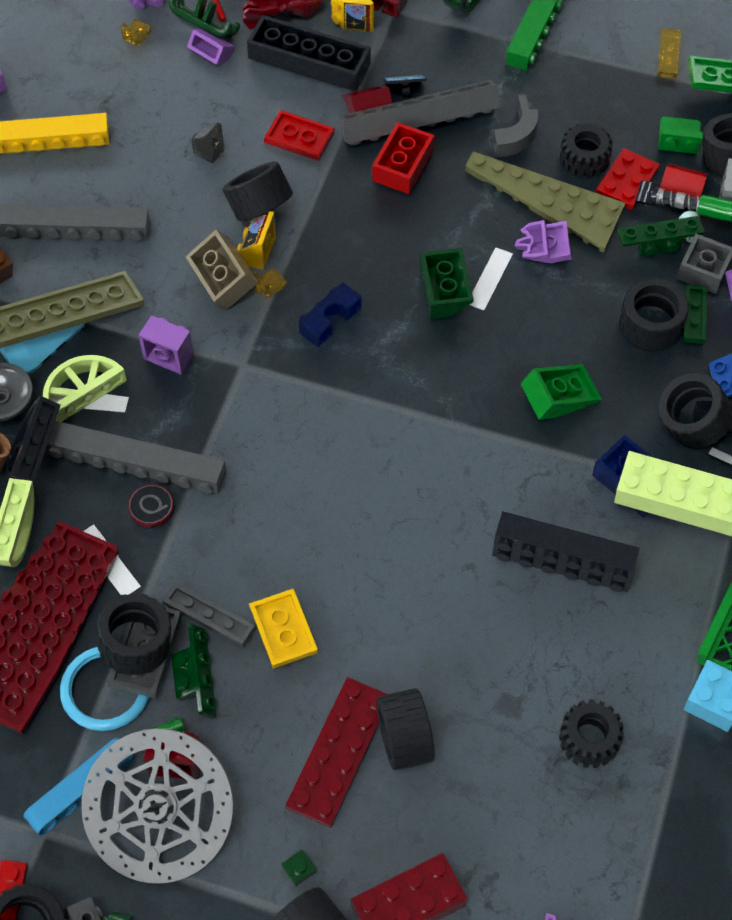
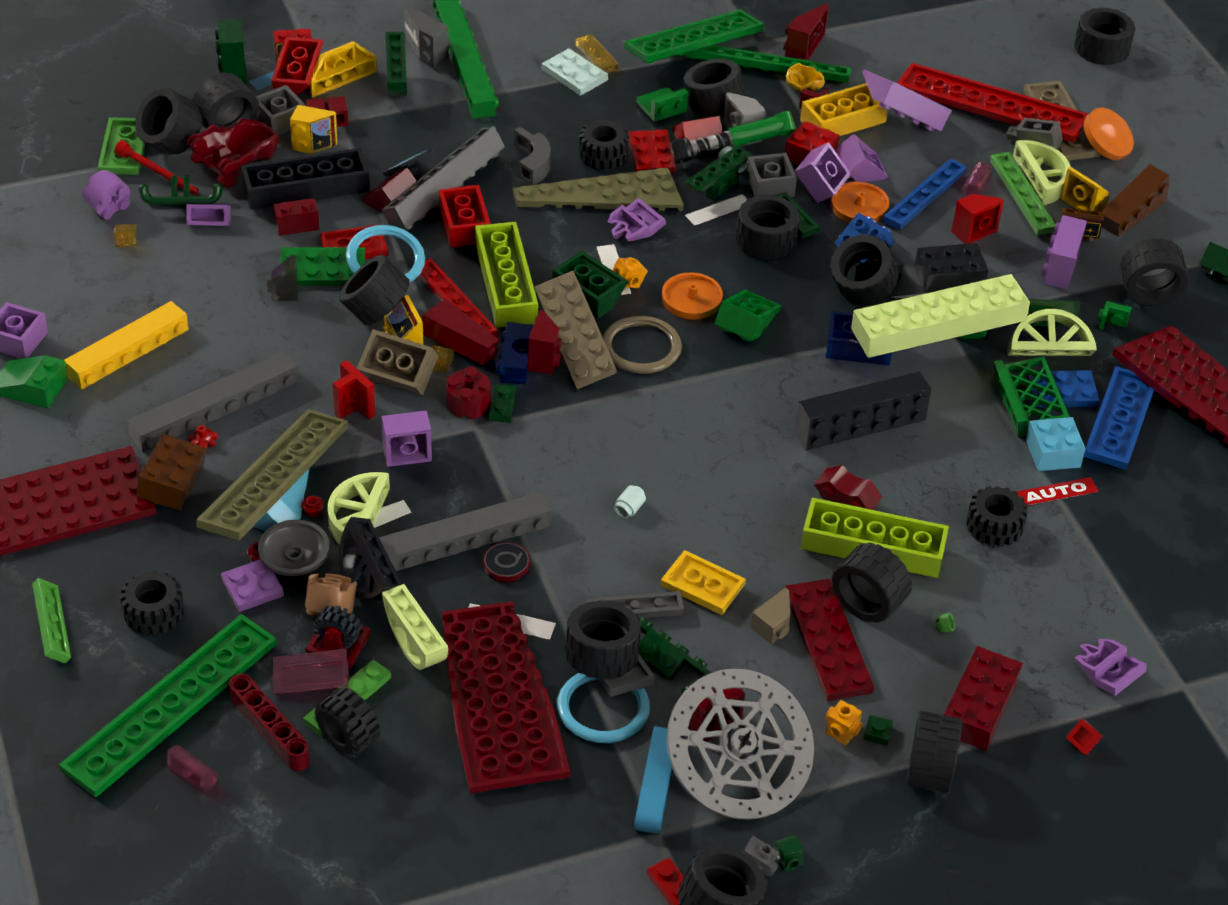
camera: 40 degrees left, 15 degrees down
(32, 250) = (203, 437): none -> red plant
(52, 365) = (312, 506): none -> red plate
(162, 276) = (353, 393): none -> red bracket
(255, 141) = (322, 264): none -> green plate
(256, 330) = (468, 393): none -> dark red brick
(272, 849) = (843, 722): none -> light orange brick
(274, 84) = (296, 216): none -> dark red slope
(281, 355) = (502, 403): none -> dark green plate
(293, 513) = (629, 502): none -> light aqua brick
(299, 266) = (459, 332): none -> dark red slope
(310, 701) = (773, 617): none -> dark tan slope
(326, 140) = (391, 231): none -> medium azure wedge
(331, 235) = (446, 289): none -> red tile
(350, 321) = (544, 345): none -> dark red slope
(386, 234) = (506, 274): none -> lime brick
(392, 321) = (582, 341): none -> dark tan plate
(442, 396) = (645, 368): none -> dark tan wedge
(453, 803) = (945, 623): none -> bright green hinge
(460, 684) = (840, 528): none -> lime brick
(482, 620) = (843, 487): none -> dark red brick
(490, 290) = (631, 270): none -> light orange brick
(531, 343) = (692, 296): none -> orange piece
(633, 62) = (574, 71): none -> light aqua plate
(636, 269) = (716, 210): none -> white sticker
(679, 742) = (1058, 491): none -> red sticker

